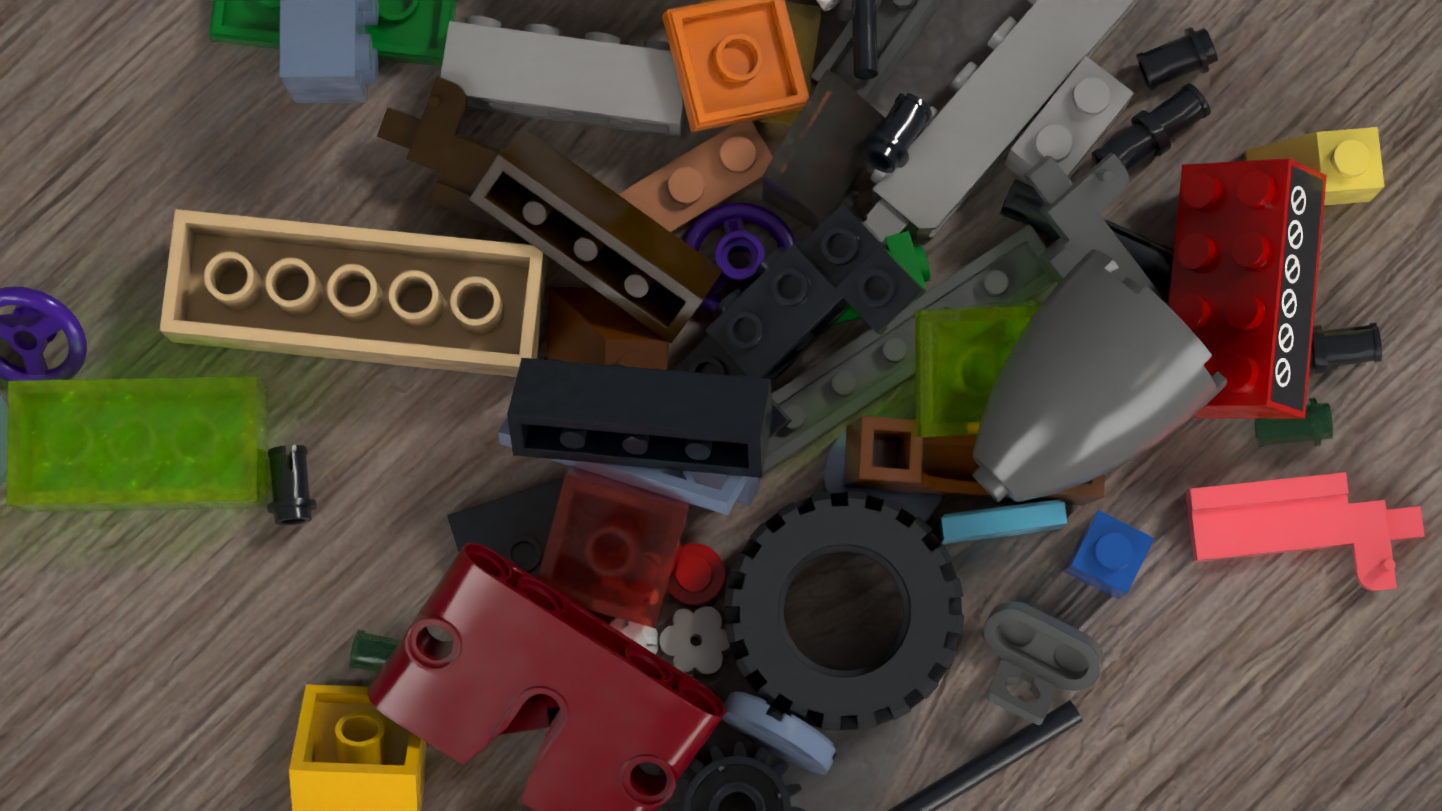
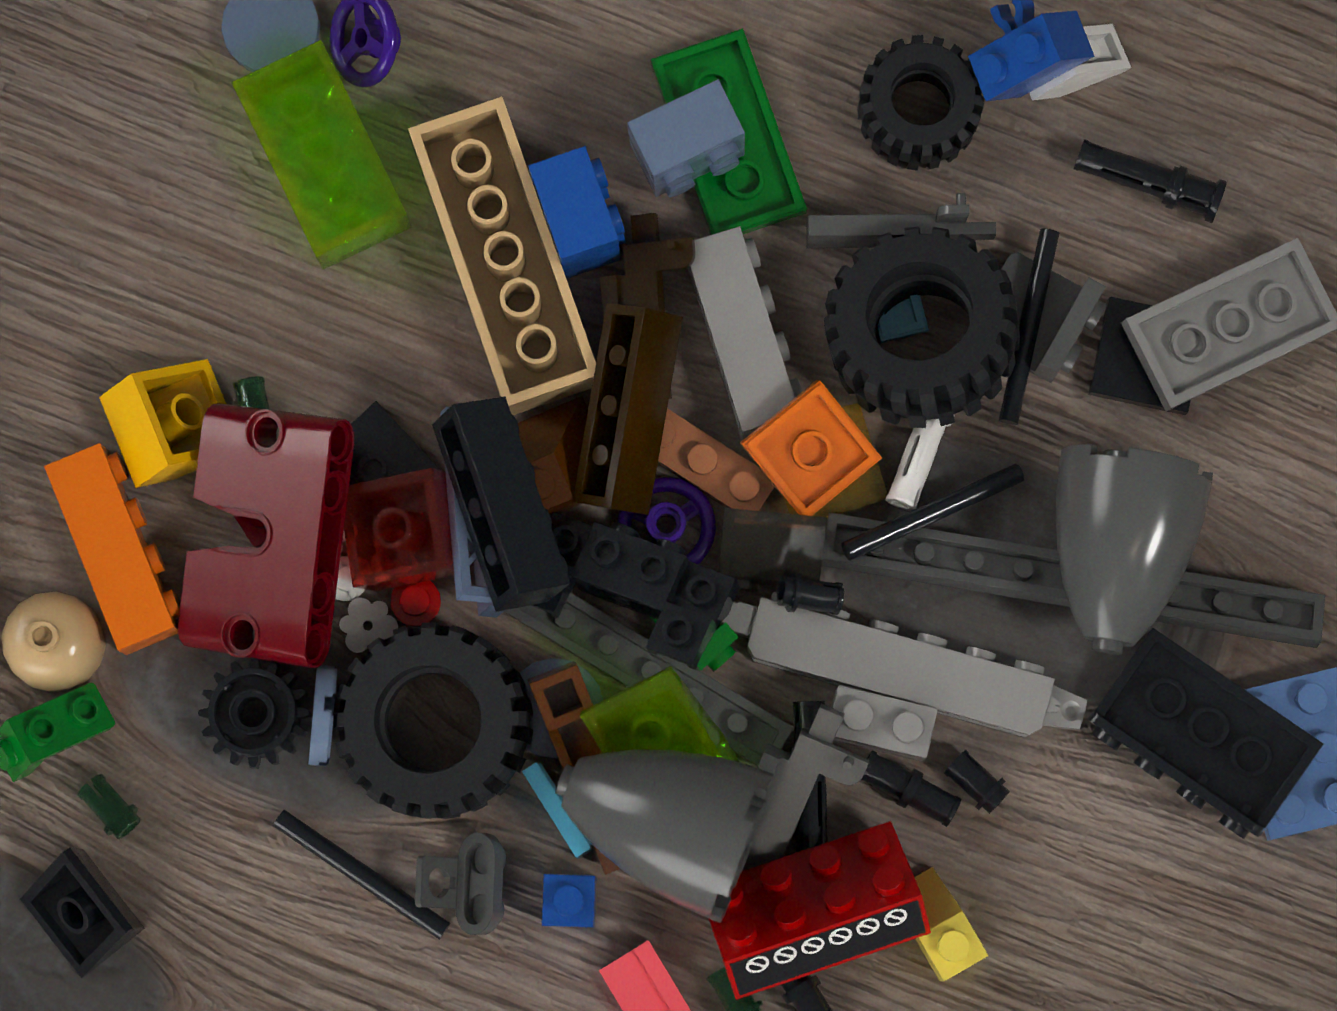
camera: 65 degrees right, 0 degrees up
(290, 488) = (342, 279): black pin -> none
(344, 183) = (575, 210): none -> blue brick

